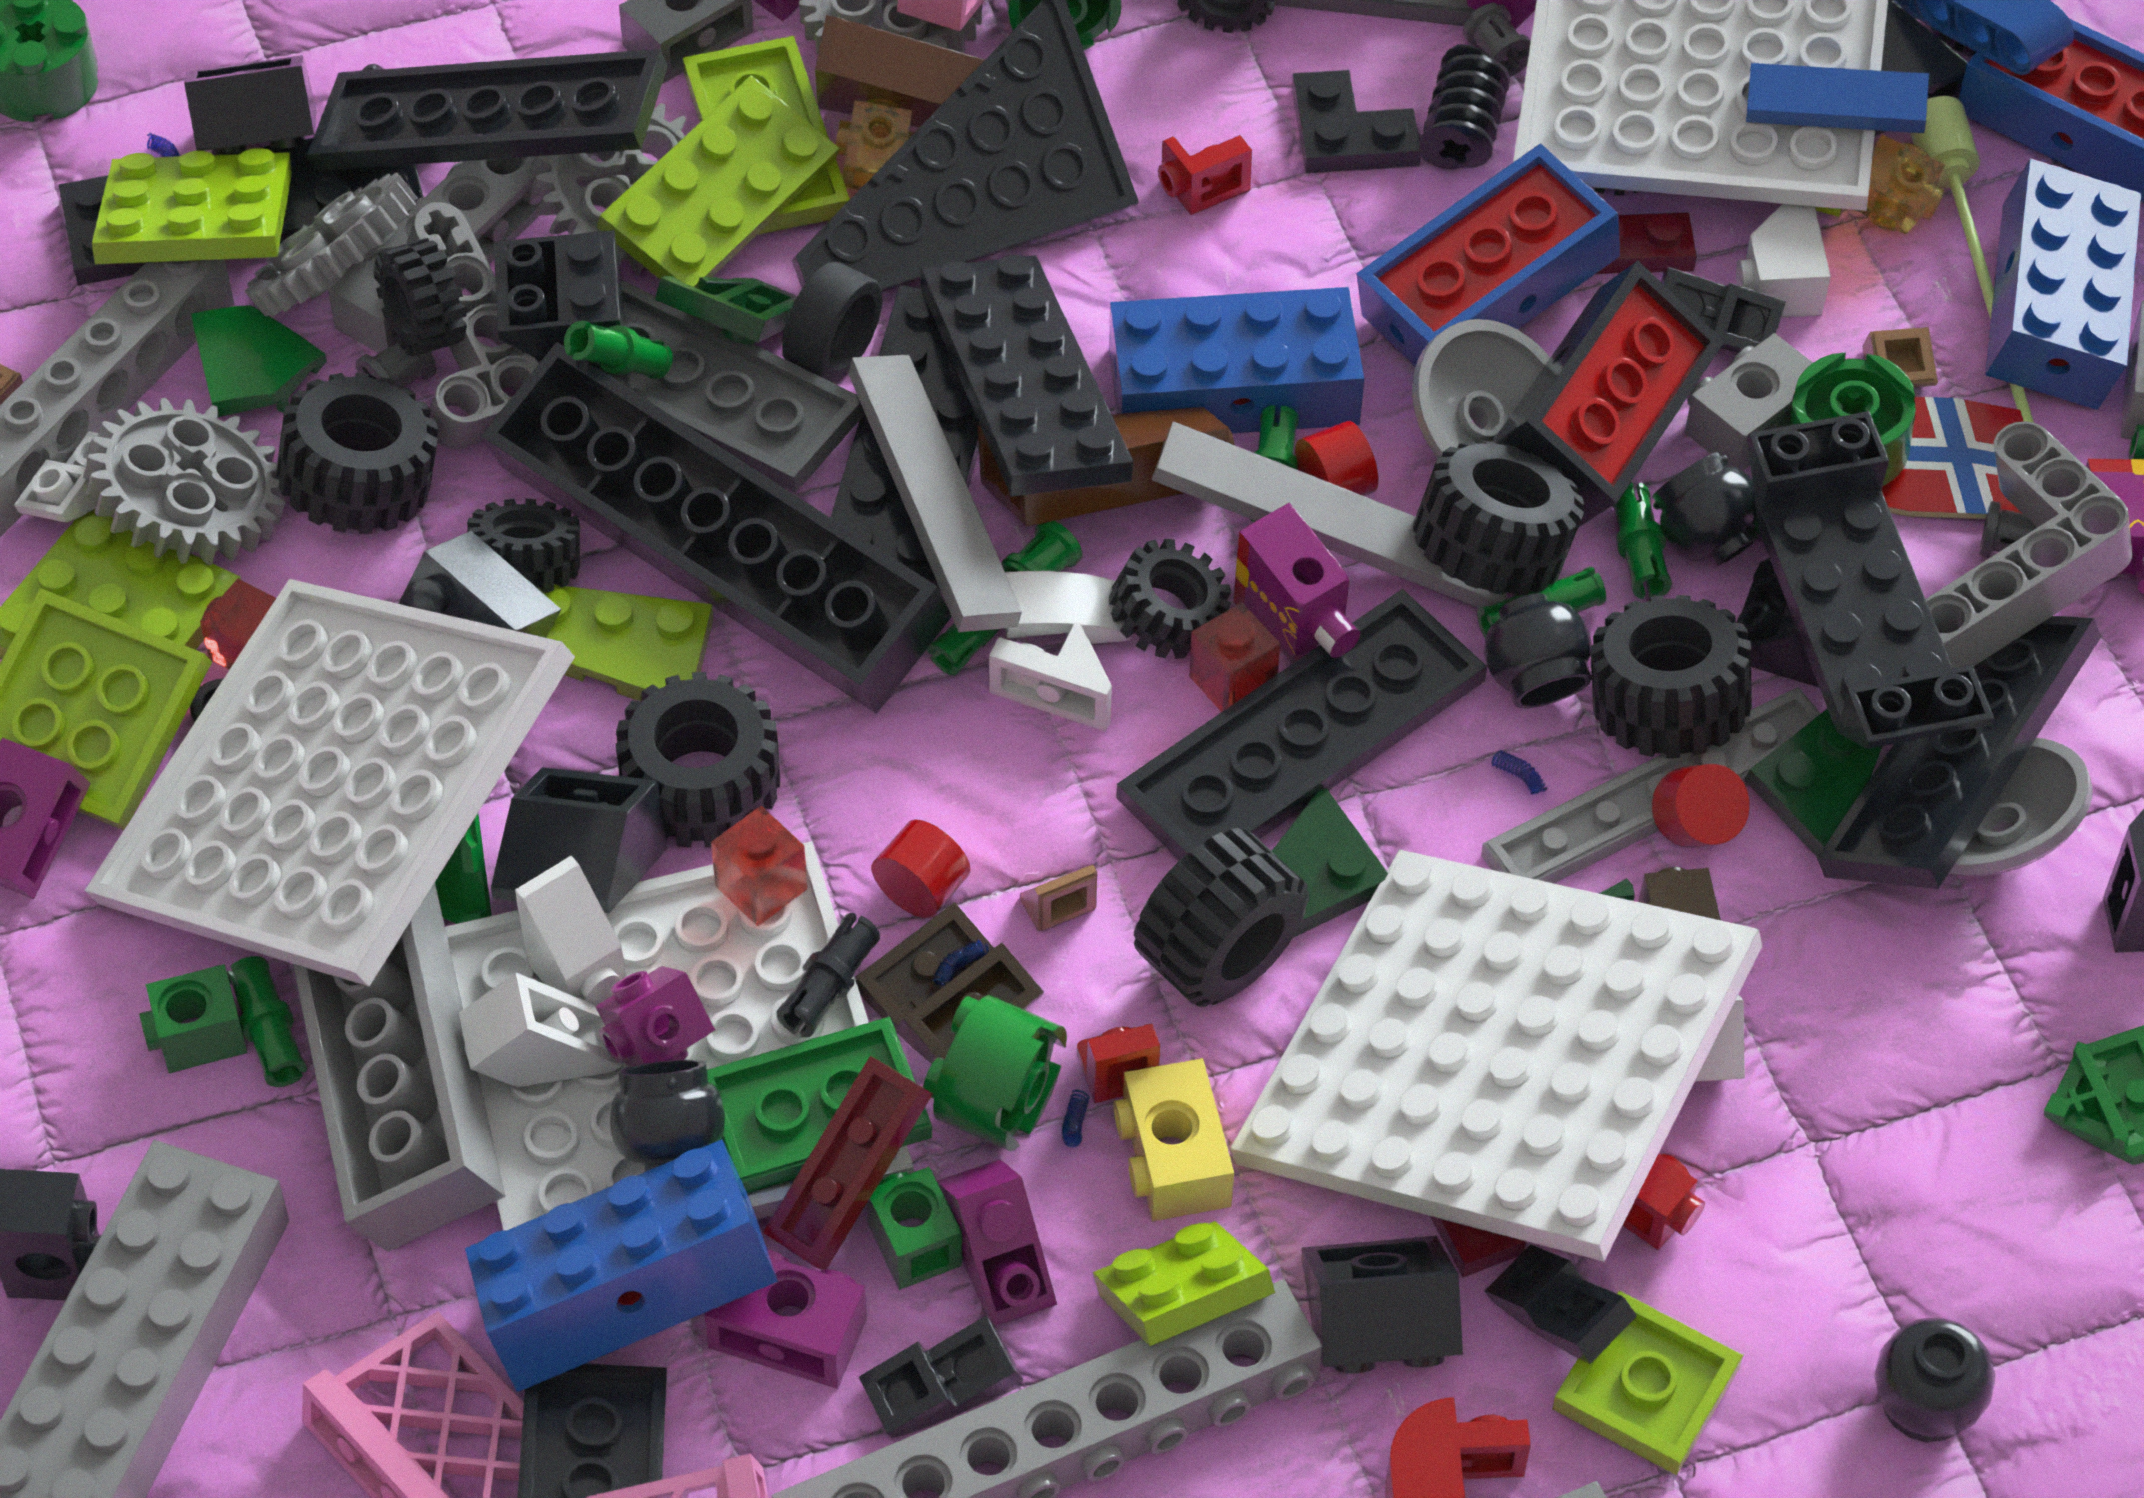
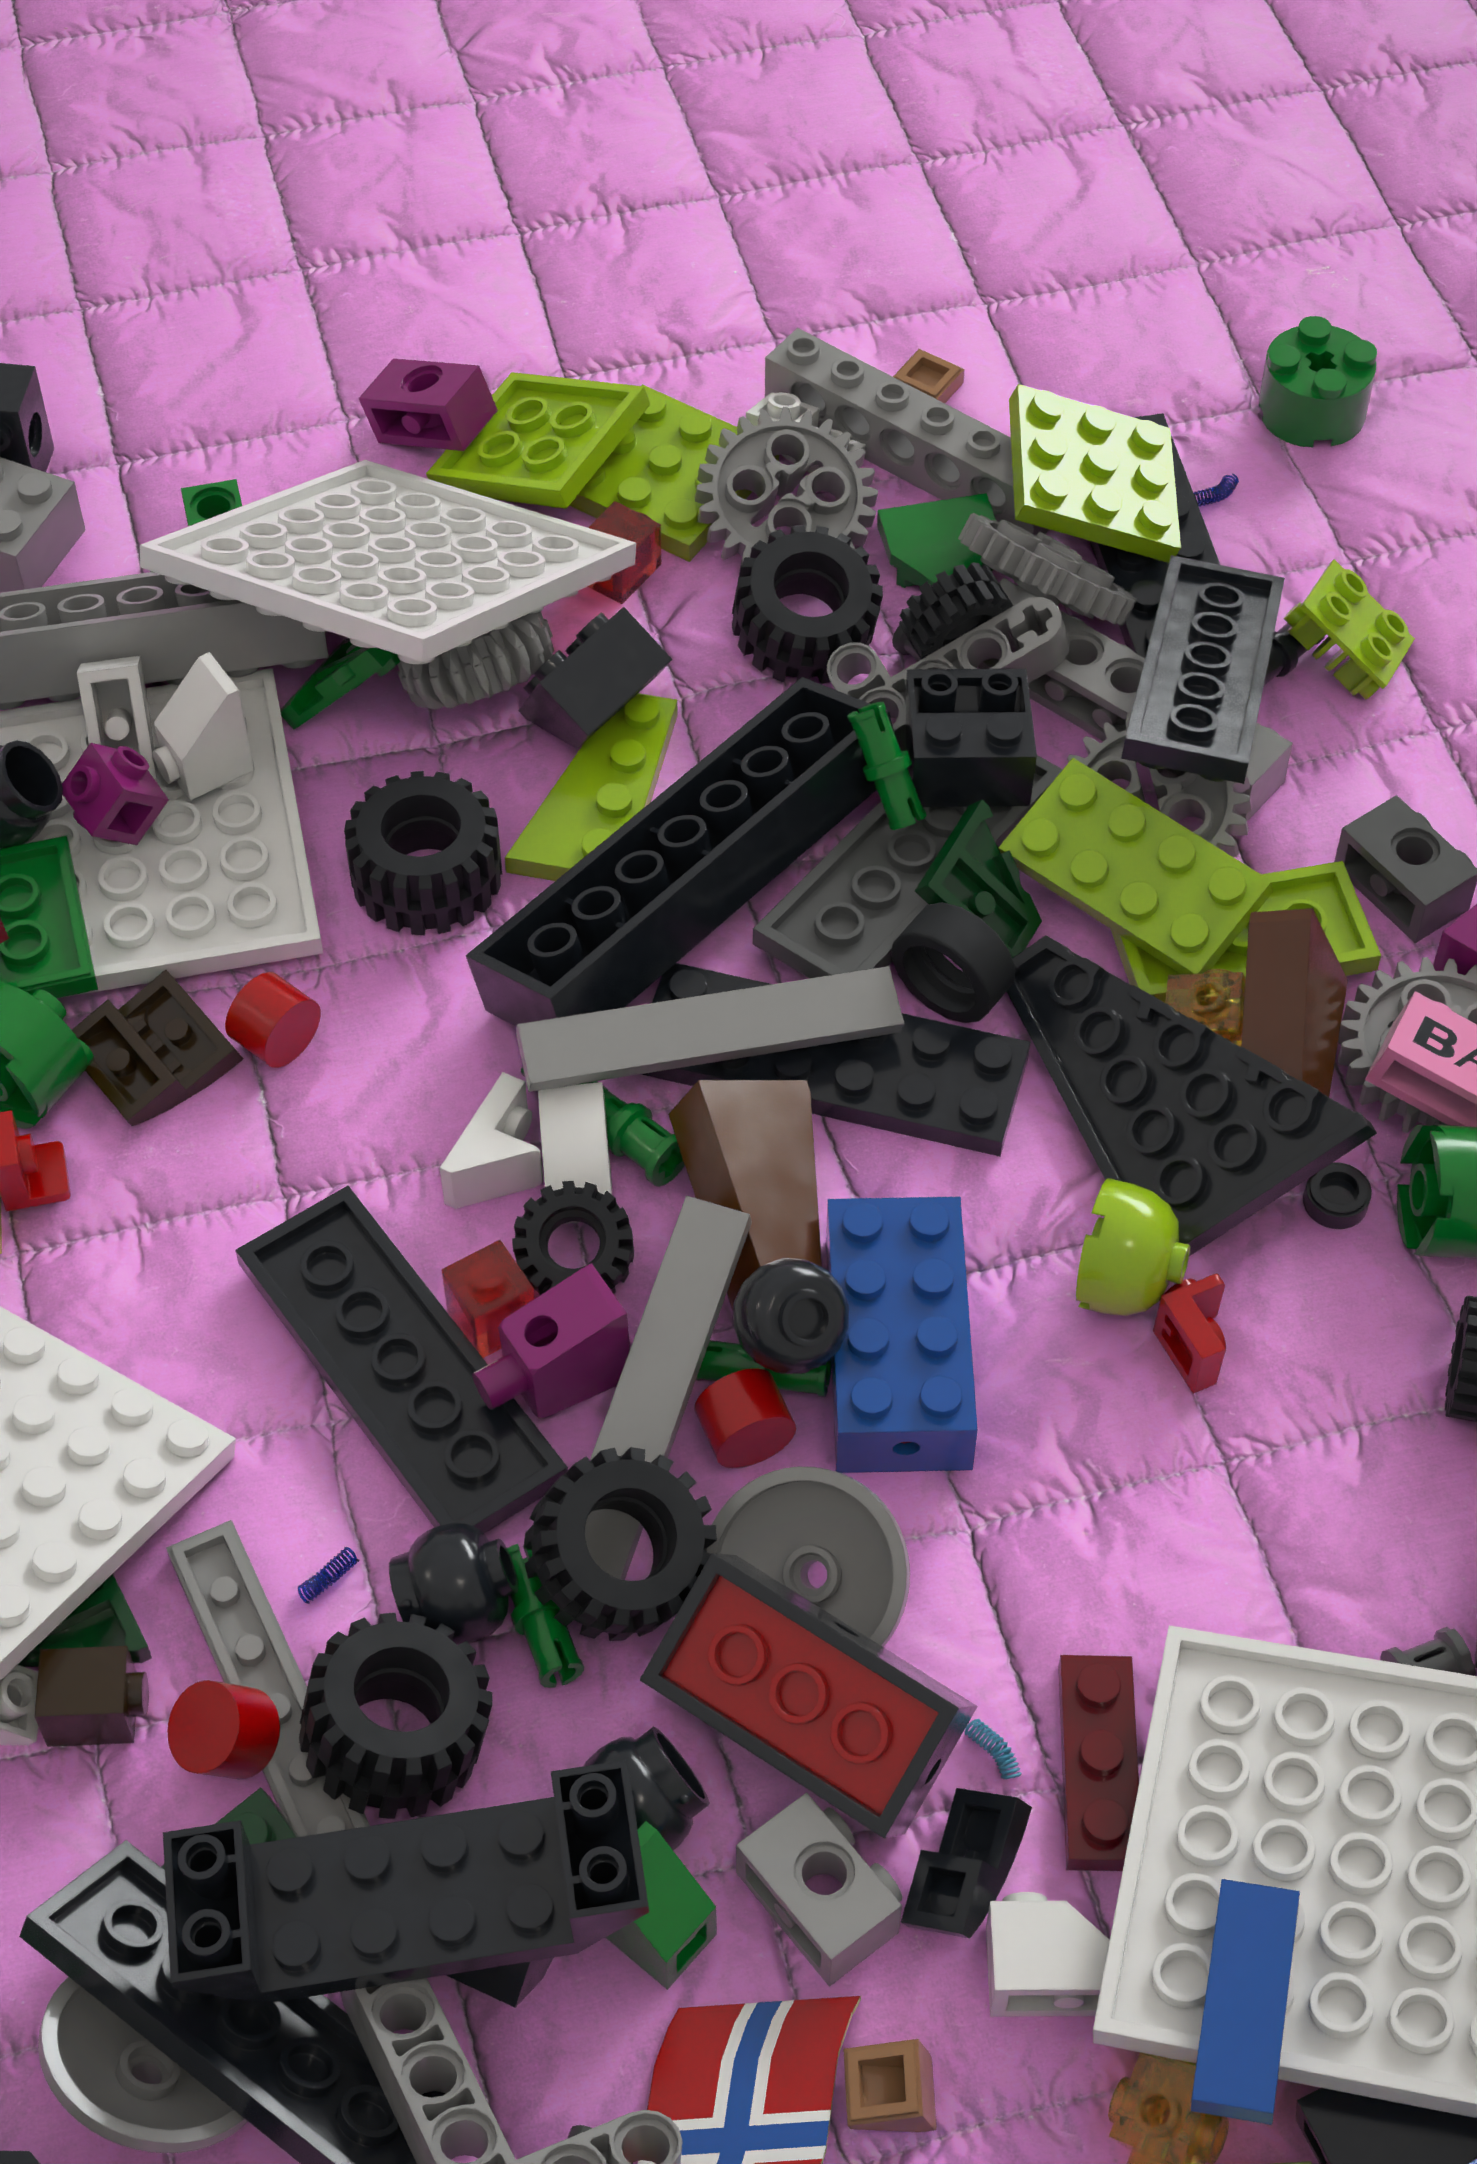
camera: 95 degrees right, 0 degrees up
(251, 105) = (1230, 509): black slope -> none
(398, 39) = (1357, 624): none -> lime hinge
(532, 539) = (692, 700): black tyre -> none
(598, 819) = (327, 753): black slope -> none
(759, 865) = (269, 875): clear red brick -> none
(828, 975) = (149, 931): black pin -> none
(962, 954) = (165, 1046): clear blue leg -> none
(1025, 376) = (850, 1106): black plate -> none
(1061, 898) = (238, 1139): medium nougat slope -> none
(1148, 199) = (1130, 1251): none -> lime cylinder
(1221, 917) = (136, 1236): black tyre -> none
(1267, 398) = (791, 1316): none -> black piece
(1331, 860) = (234, 1366): dark green wing -> none
(1341, 138) = (1273, 1485): black plate -> none
(1464, 109) = (1296, 1609): black piece -> none
(1492, 255) = (1023, 1592): brick -> none
(1642, 542) = (590, 1730): green pin -> none
(1853, 386) = (784, 2000): green brick -> none

